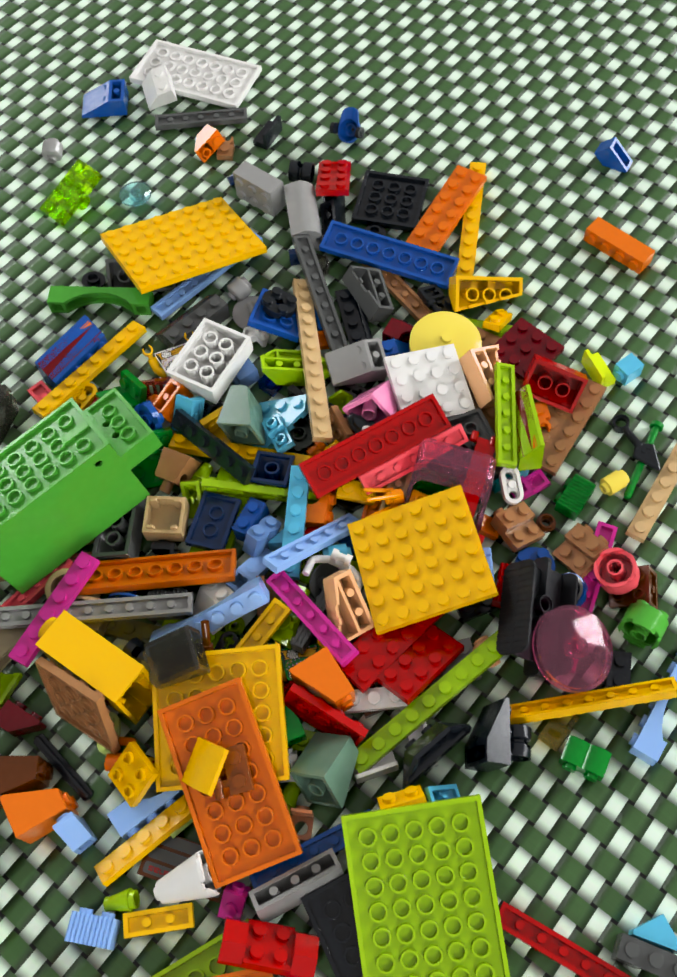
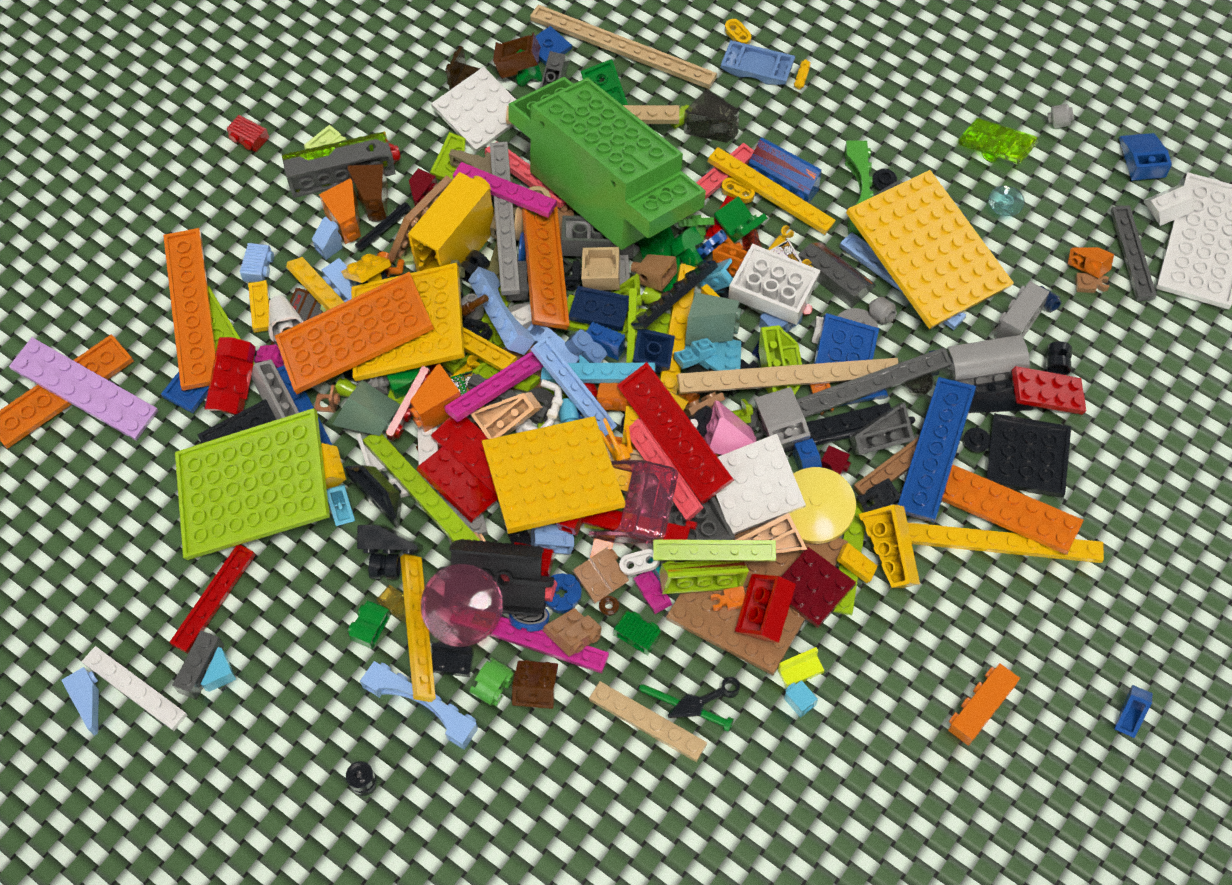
camera: 85 degrees right, 0 degrees up
(124, 901) = (275, 282): lime cone -> none
(176, 657) = (449, 278): clear smoke slope -> none
(205, 766) = (358, 306): yellow slope -> none
(237, 772) = (359, 333): dark orange plate -> none
(268, 133) = (1120, 323): black panel -> none
(277, 295) = (865, 337): black plate -> none
(348, 127) = (1135, 405): blue cap -> none
(614, 482) = (655, 672): light yellow brick -> none
(619, 582) = (542, 654): coral brick -> none

